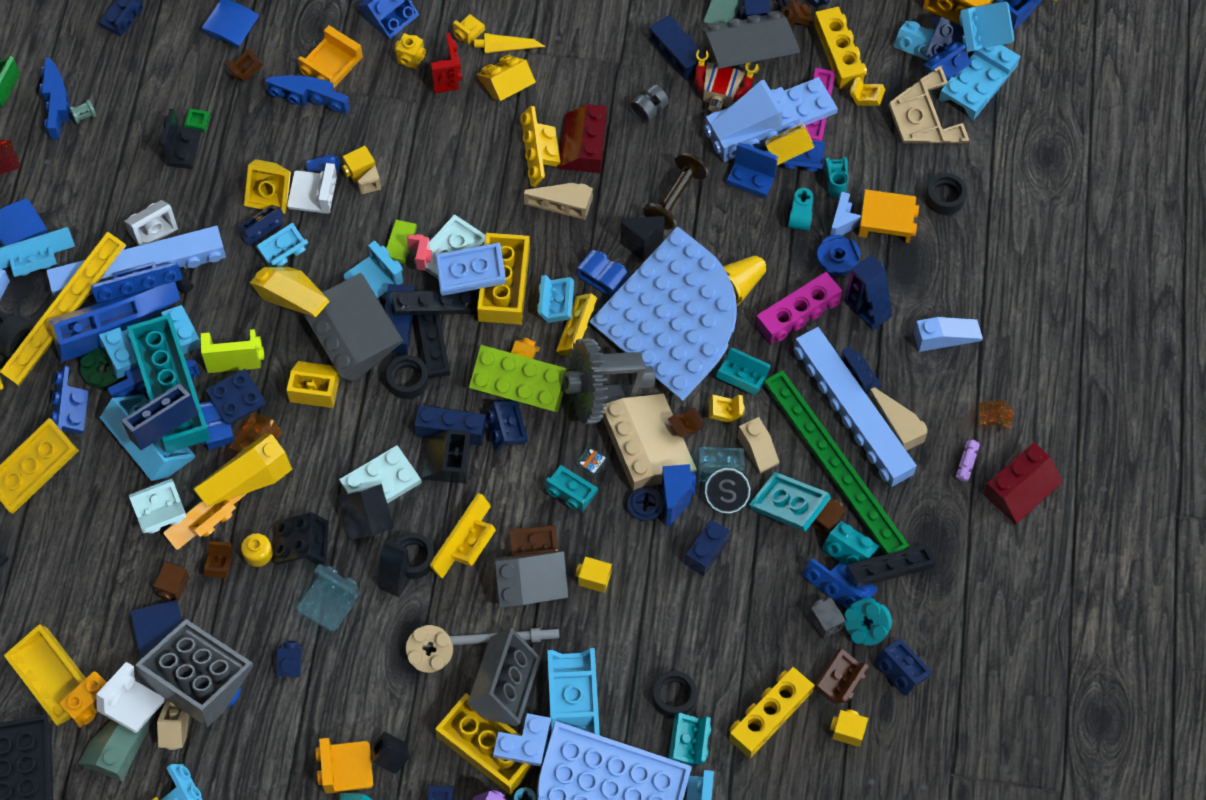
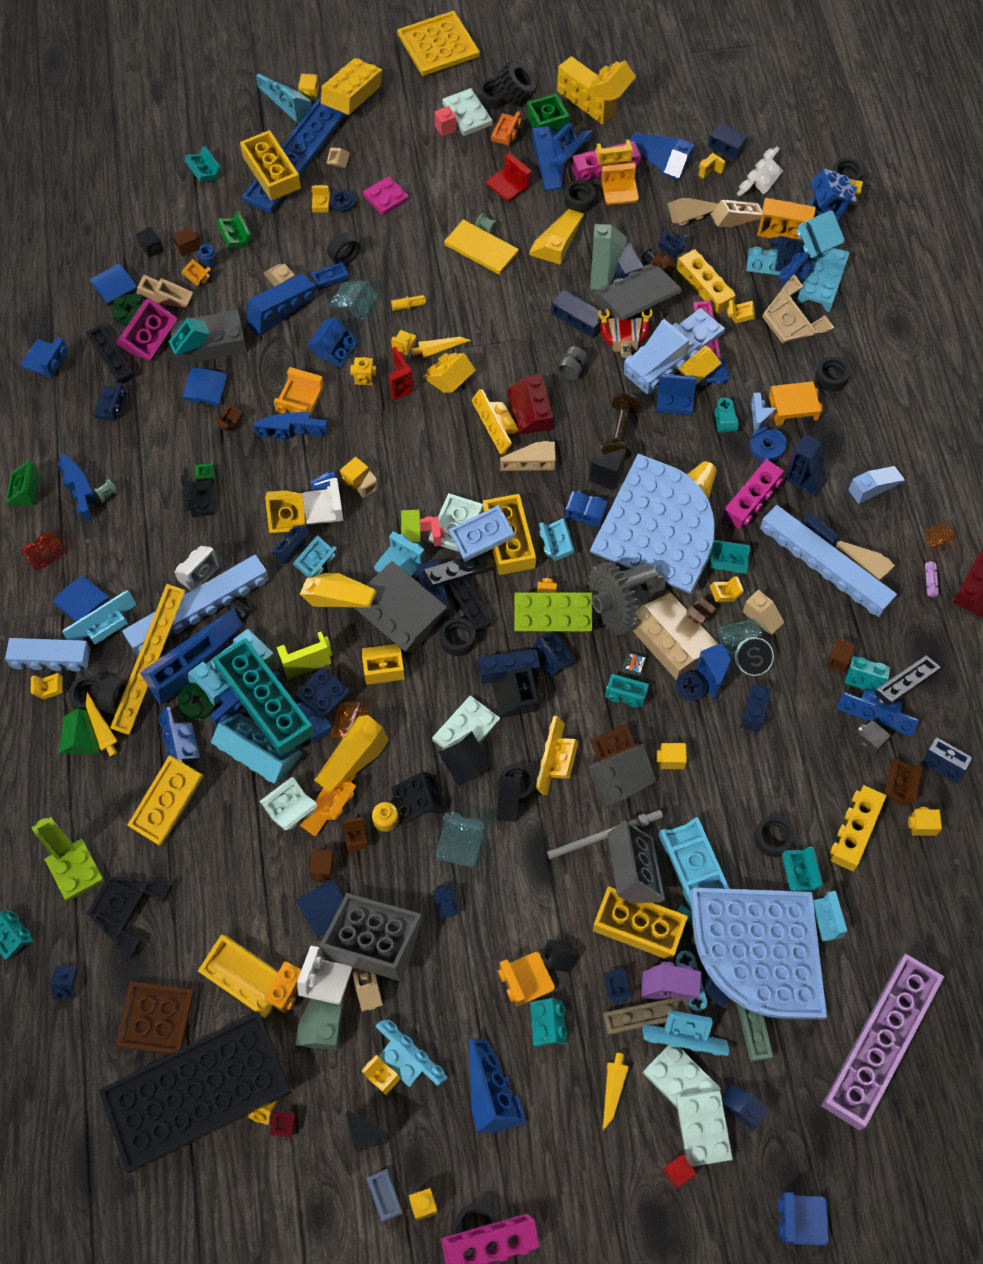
camera: 15 degrees left, 0 degrees up
(136, 280) = (204, 617): blue bracket -> none
(160, 416) = (271, 726): dark blue brick -> none
(437, 659) = (552, 866): tan plate -> none
(525, 748) = (677, 917): light blue plate -> none
(577, 324) = (581, 558): yellow plate -> none
(790, 501) = (808, 651): teal plate -> none
(835, 464) = (830, 611): green plate -> none
(836, 173) = (742, 382): teal piece -> none
(873, 610) = (910, 720): teal plate -> none

